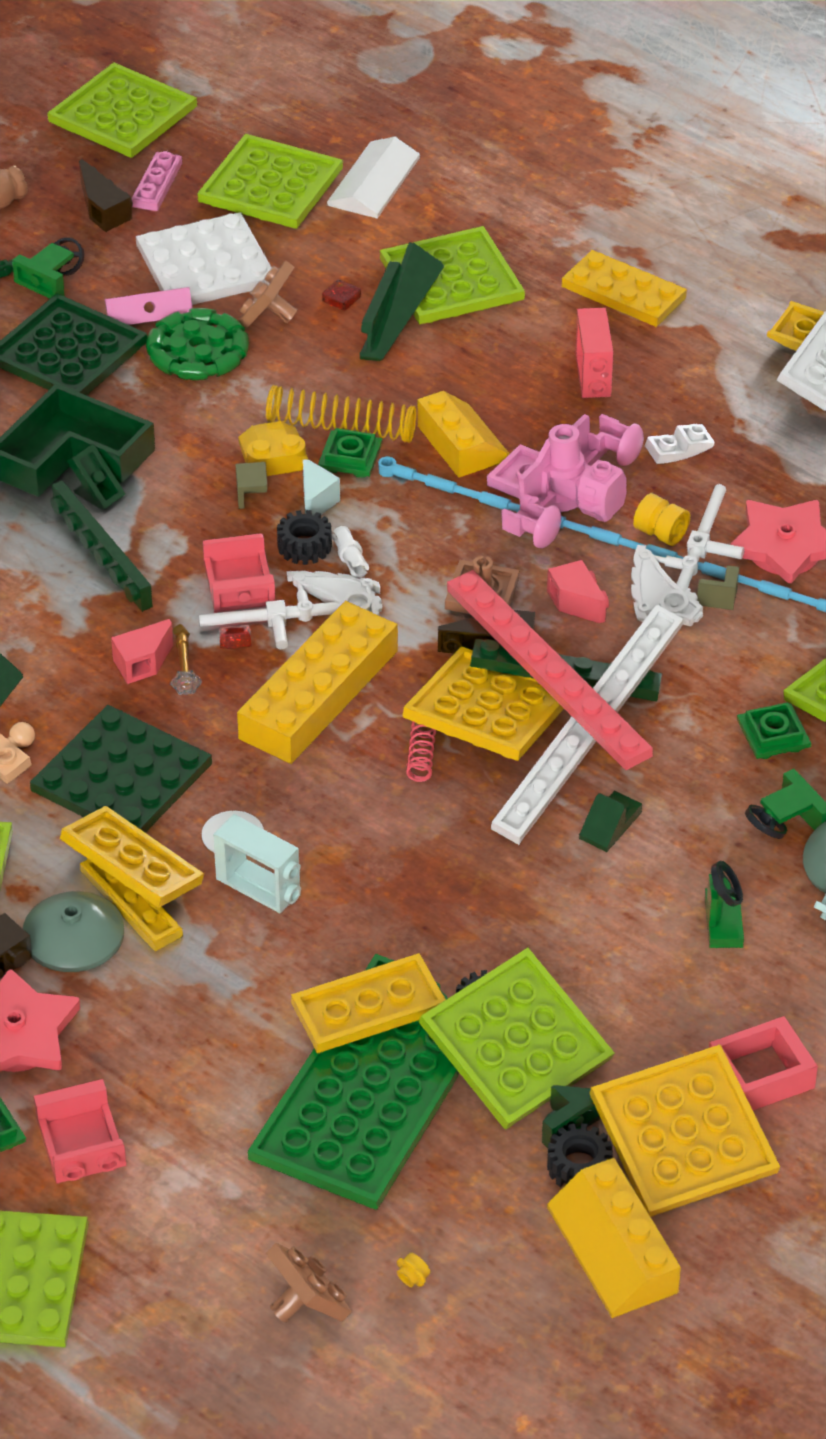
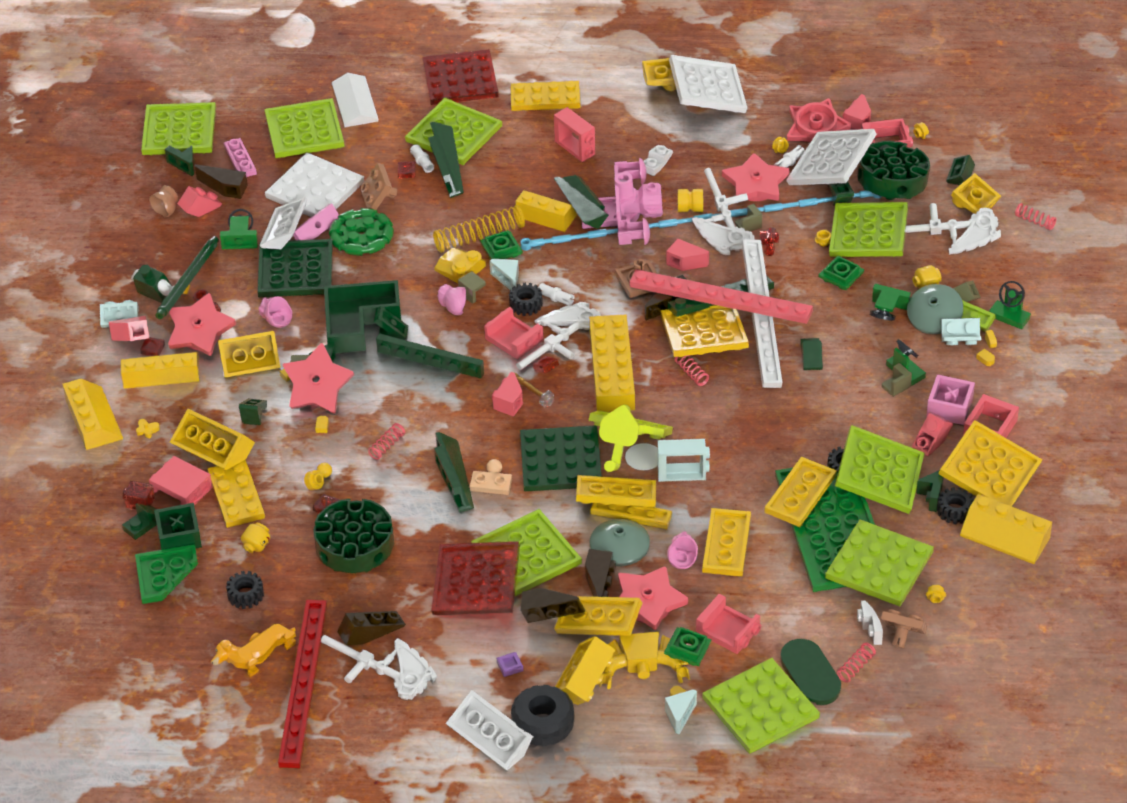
camera: 35 degrees left, 0 degrees up
(42, 208) = (198, 202): none -> coral slope
(89, 148) = (181, 160): none -> dark green slope
(105, 285) = (283, 224): none -> white slope
(120, 1272) = (810, 671): none -> dark green tile
(129, 991) = (682, 551): none -> bright pink hair
(205, 1015) = (726, 542): none -> yellow plate
(209, 487) = (452, 298): none -> bright pink hair
(224, 761) = (623, 430): none -> neon yellow plate
(226, 1284) = (863, 651): none -> coral piece
(264, 1271) = (871, 622): none -> white slope
(370, 287) = (422, 158): none -> white pin
(372, 1173) = (879, 562): none -> lime plate
(506, 445) = (583, 200): none -> wedge
(540, 211) = (460, 76): none -> clear red plate
(656, 1032) = (932, 434): none -> coral slope
(689, 931) = (899, 382): none -> olive panel
(714, 630) = (769, 239): none -> clear red plate
(729, 995) = (951, 399): none -> bright pink brick
(798, 666) = (823, 237): none -> yellow plate

